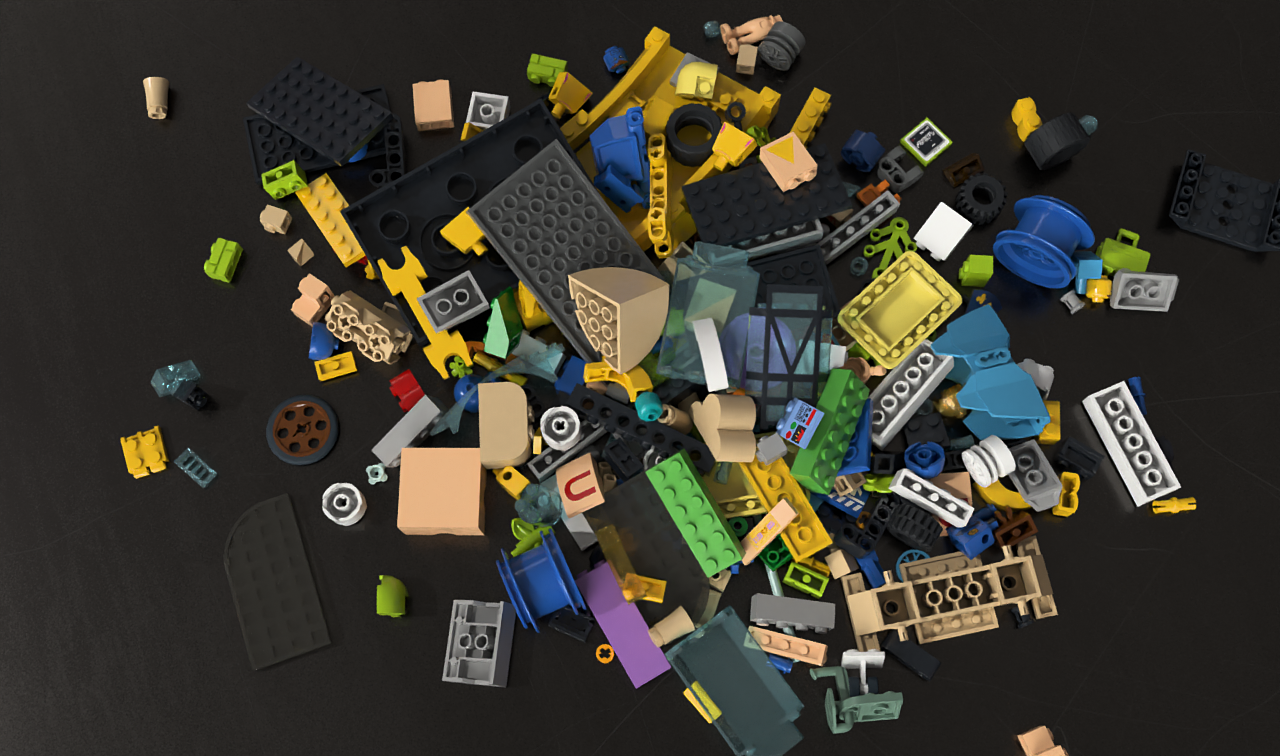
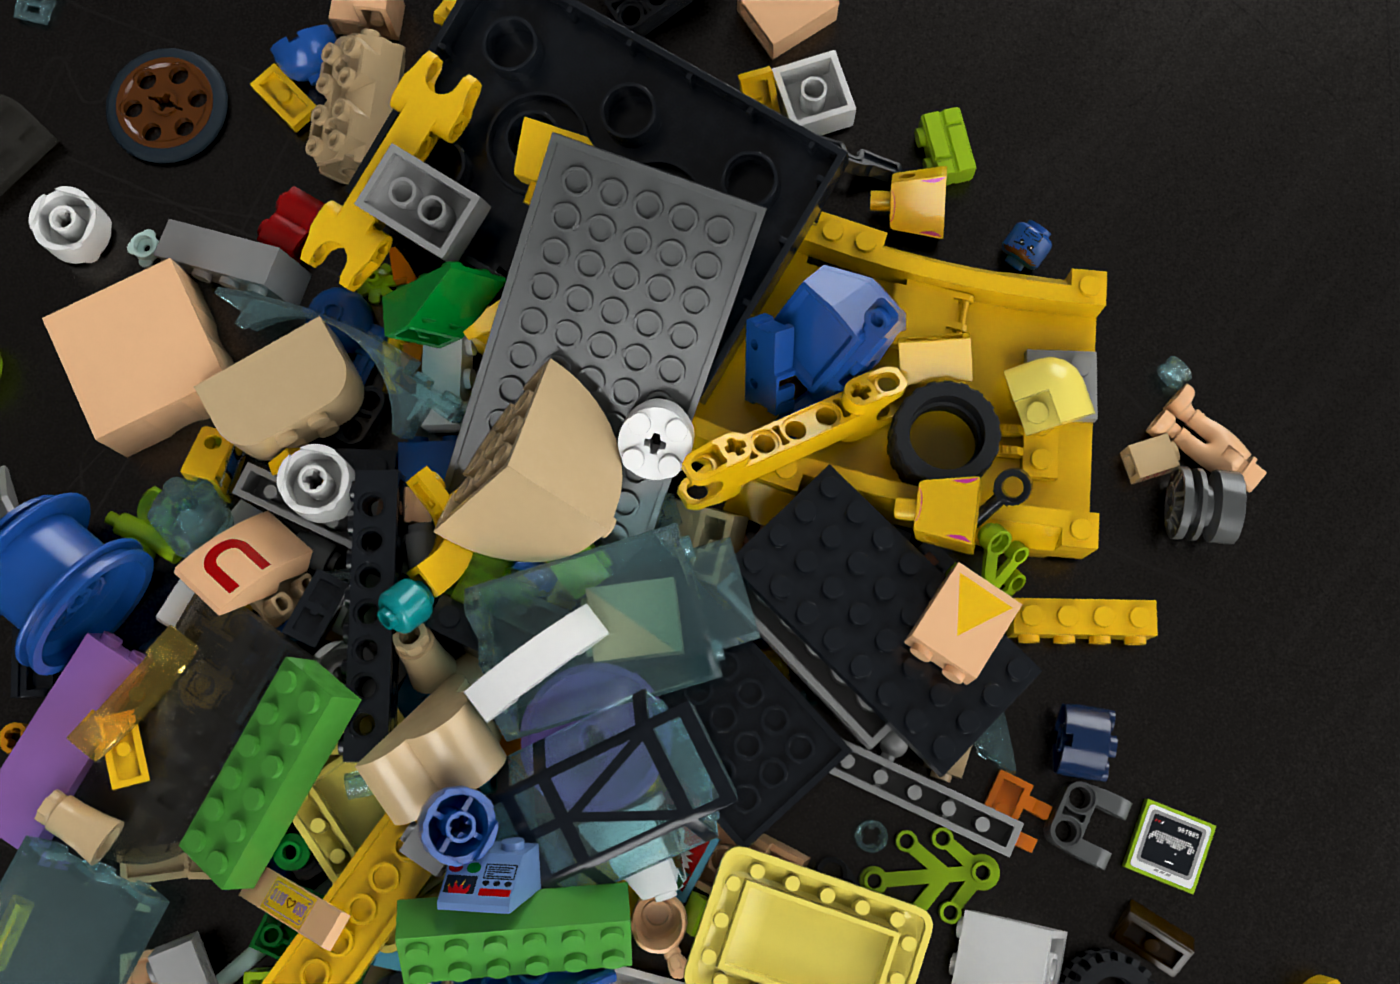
camera: 65 degrees right, 5 degrees up
(633, 241) = (637, 447): none -> white brick
(770, 422) = (457, 825): none -> blue cylinder

